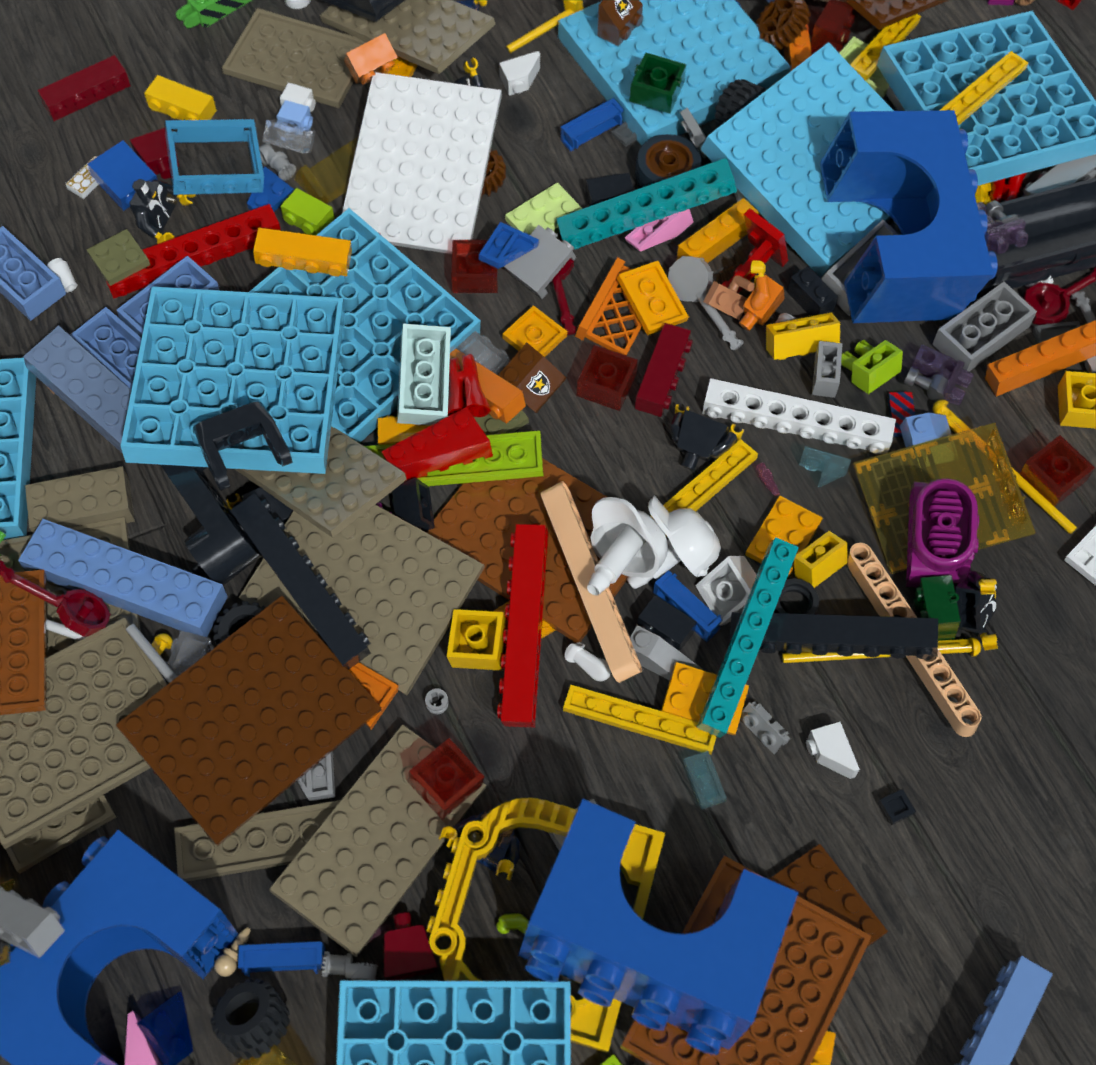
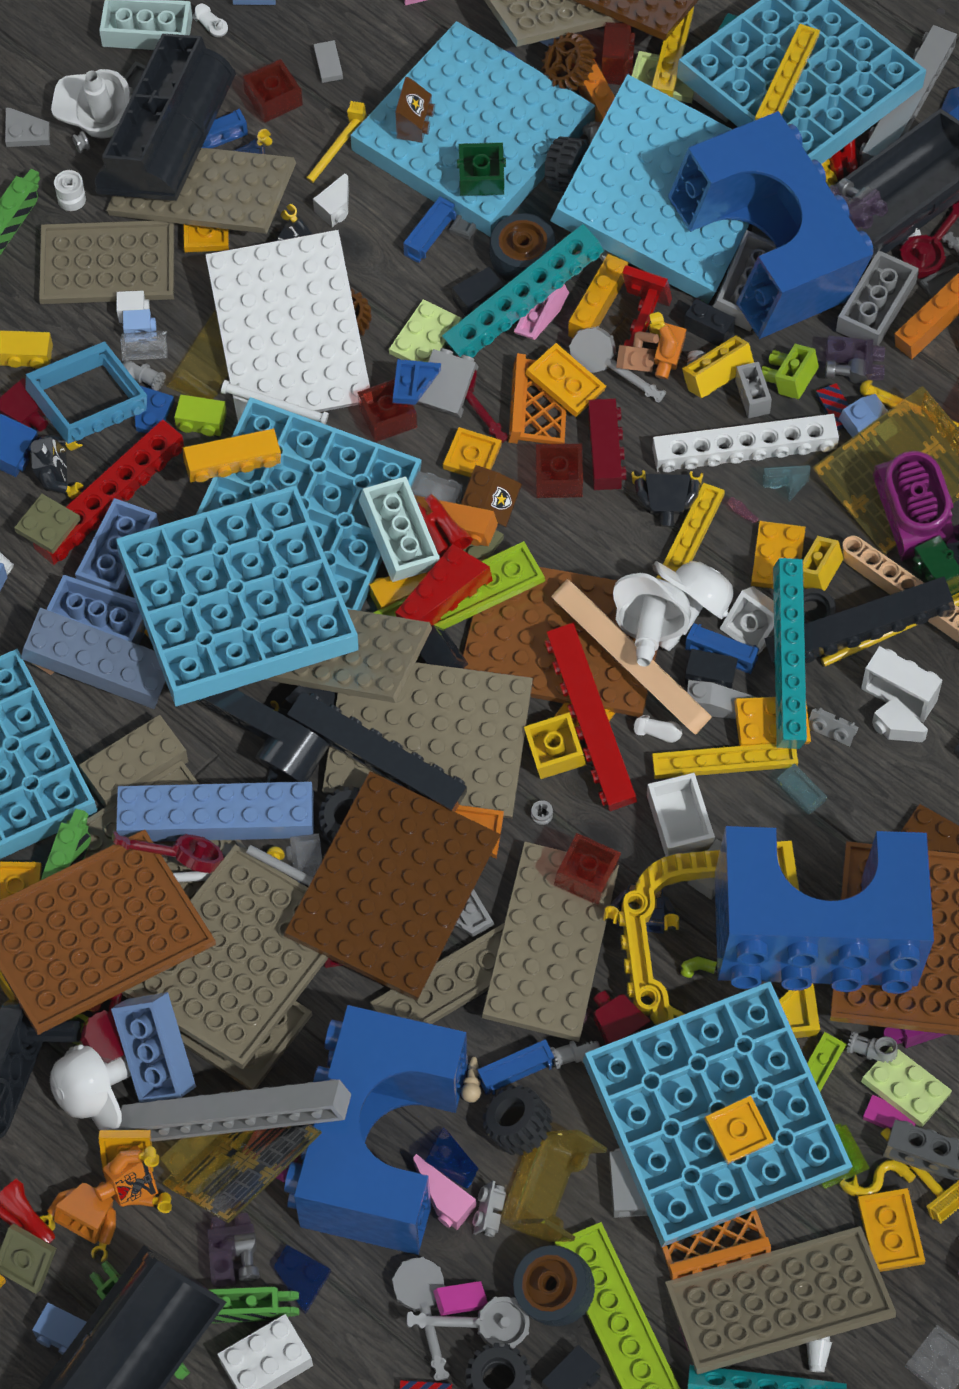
camera: 20 degrees left, 0 degrees up
(236, 427) = (269, 636): black connector -> none
(339, 195) = (245, 393): none -> white bar
(369, 58) = (194, 241): orange brick -> none
(567, 760) = (680, 815): none -> white piece
(694, 130) = (534, 204): light grey plate -> none
(845, 701) = (894, 676): none -> white piece

